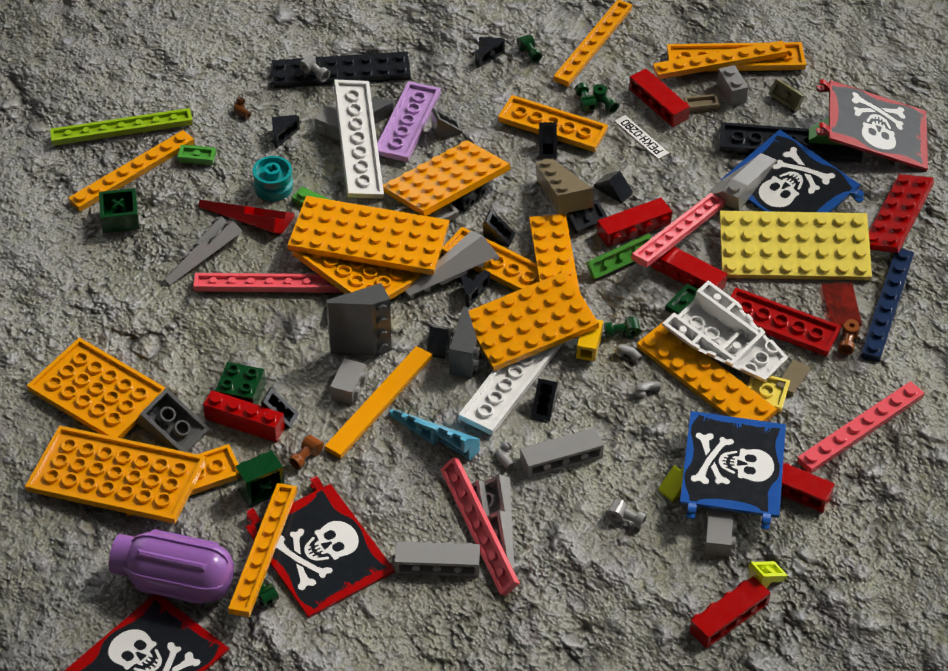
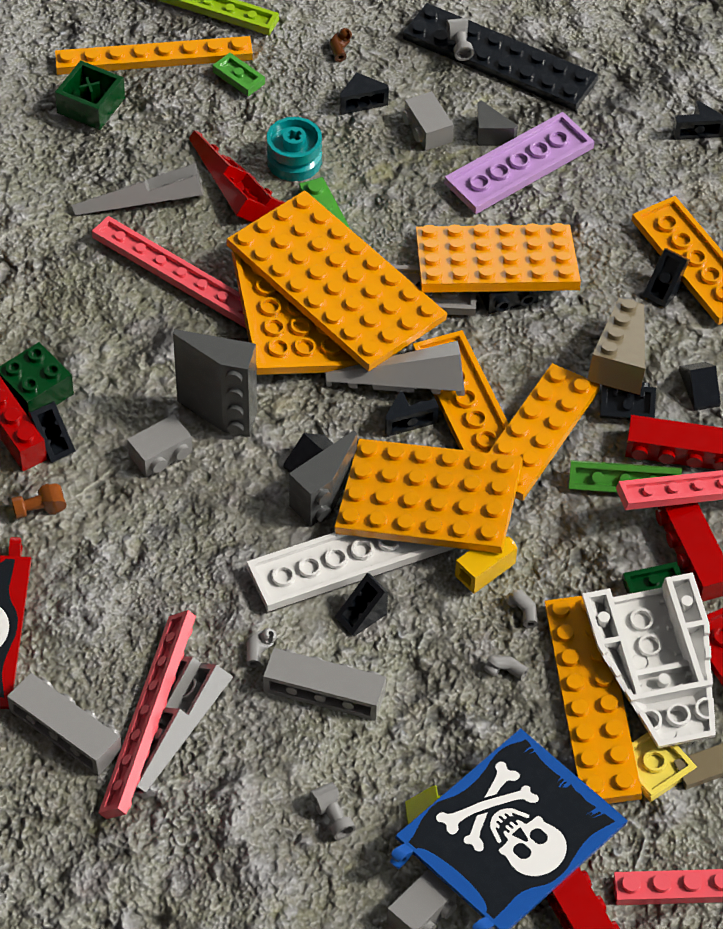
camera: 35 degrees right, 5 degrees up
(358, 139) = (430, 153): white plate -> none
(378, 402) = (175, 491): light orange tile -> none
(444, 125) = (558, 190): dark grey slope -> none
(459, 442) = (210, 585): medium azure wedge -> none
(497, 230) = (500, 357): black slope -> none
(629, 327) = (552, 577): dark green leg -> none

